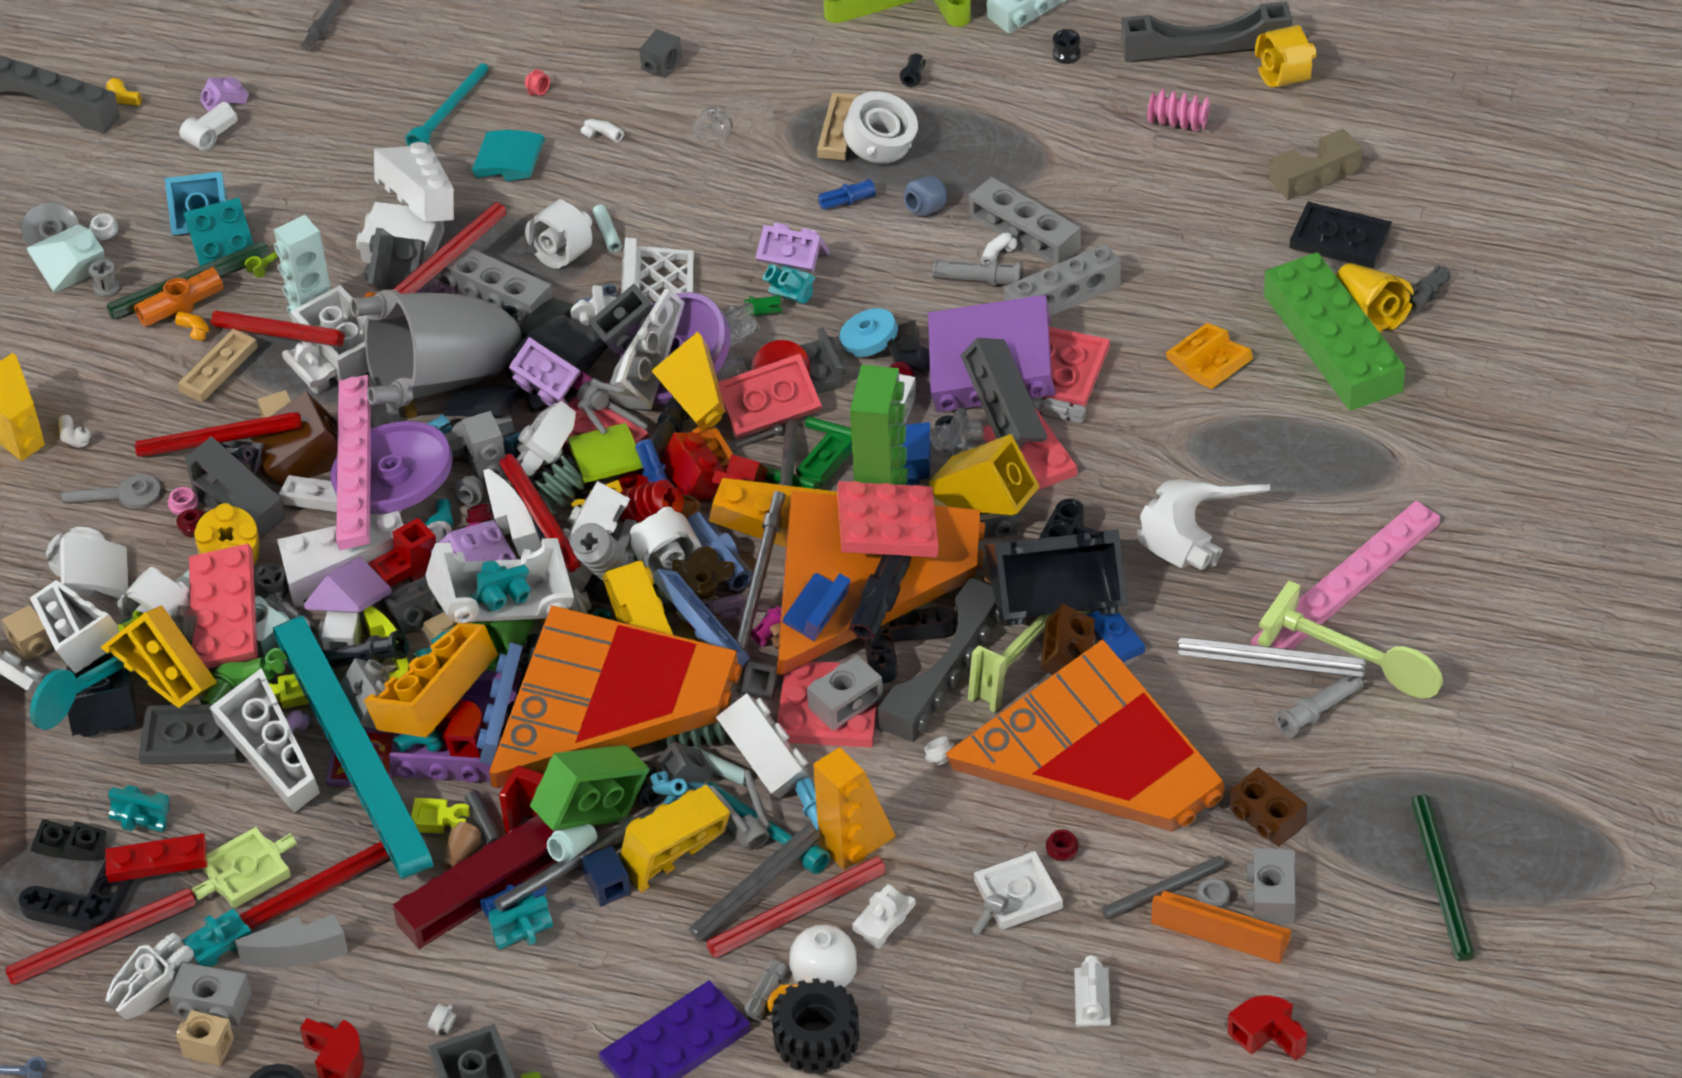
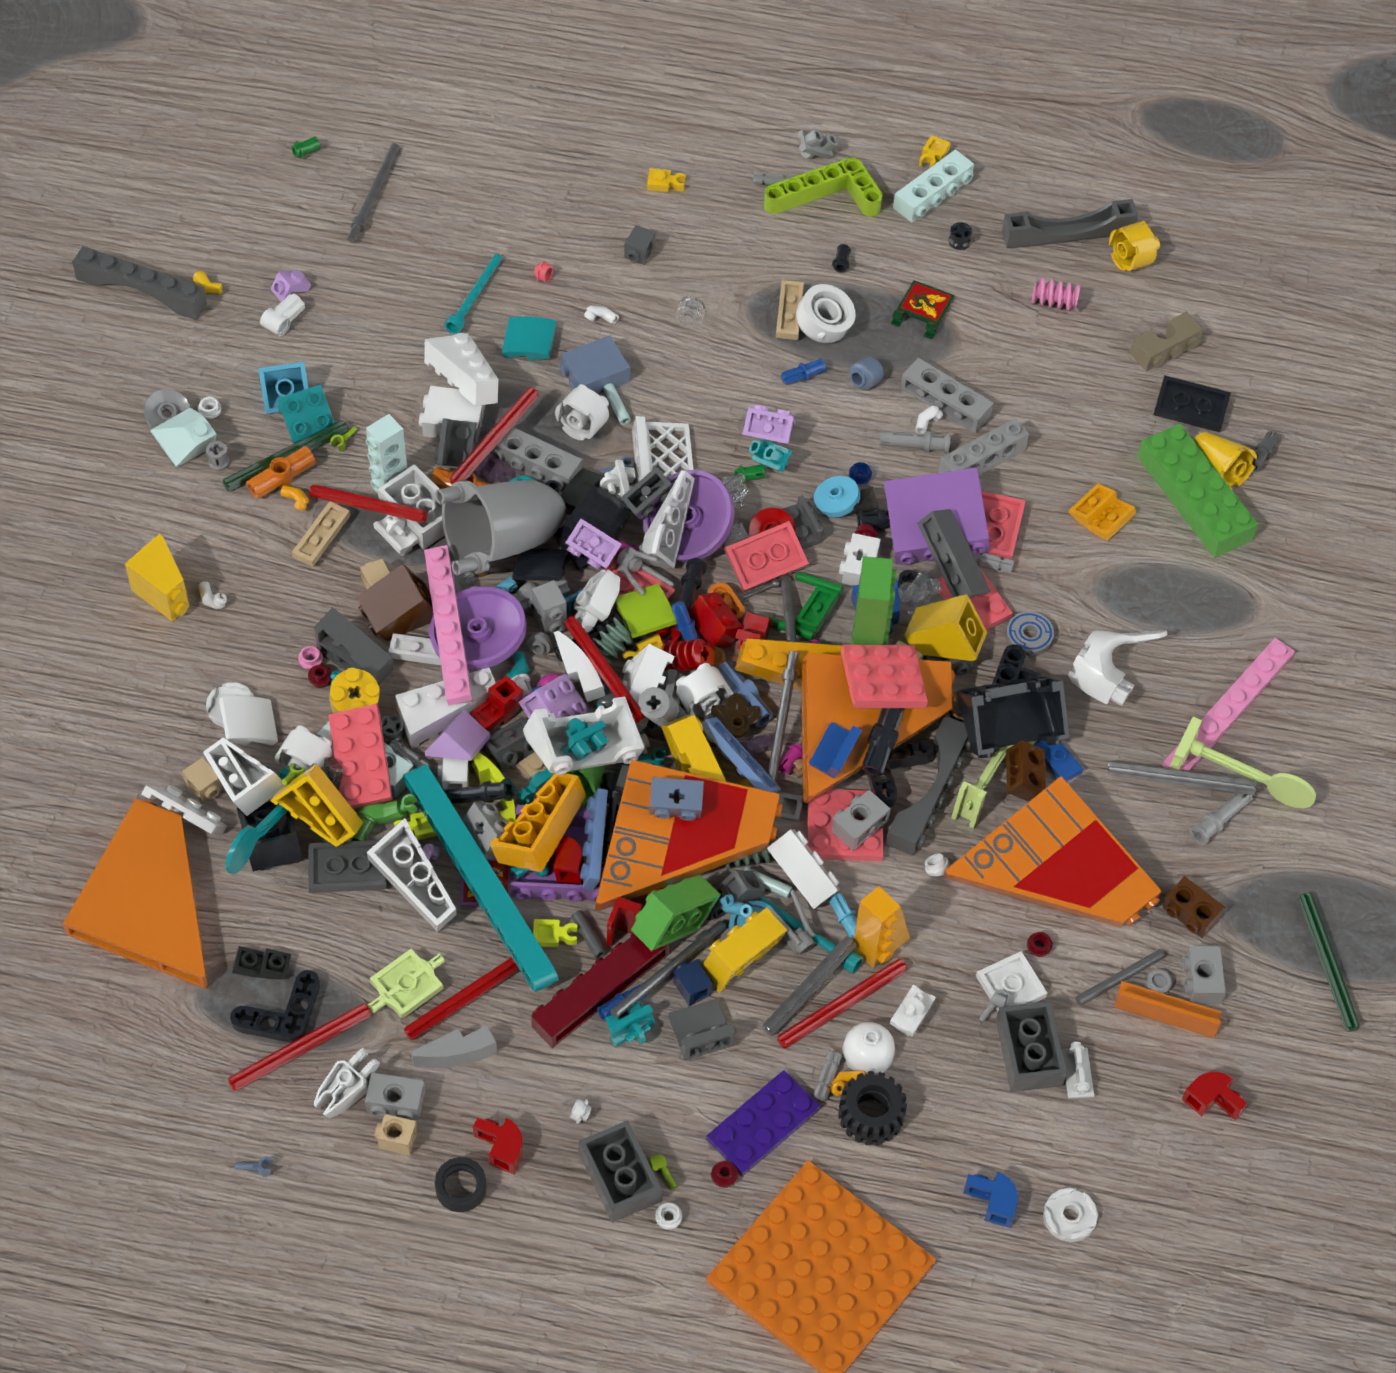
camera: 10 degrees left, 10 degrees up
(134, 492) = (269, 648): light grey piece -> none
(137, 809) = (314, 935): teal hips -> none
(156, 857) = (336, 979): red plate -> none
(216, 937) = (395, 1047): teal hips -> none
(221, 433) = (333, 600): red axle -> none
(246, 452) = (356, 615): black hinge -> none
(461, 844) = (574, 959): medium nougat cone -> none
(479, 513) = (551, 665): dark red plate -> none
(570, 842) = (664, 958): light aqua cone -> none
(586, 183) = (595, 365): none -> sand blue brick
(589, 638) = (688, 793): none -> sand blue brick
(610, 931) = (701, 1029): none -> dark grey bracket
(693, 382) = (709, 550): yellow slope -> none
(903, 307) = (860, 468): none -> clear blue plate
(1010, 122) = (925, 305): none -> flag
(1031, 960) = (1030, 1046): none -> dark grey brick
(1100, 478) = (1030, 622): none -> light grey tile

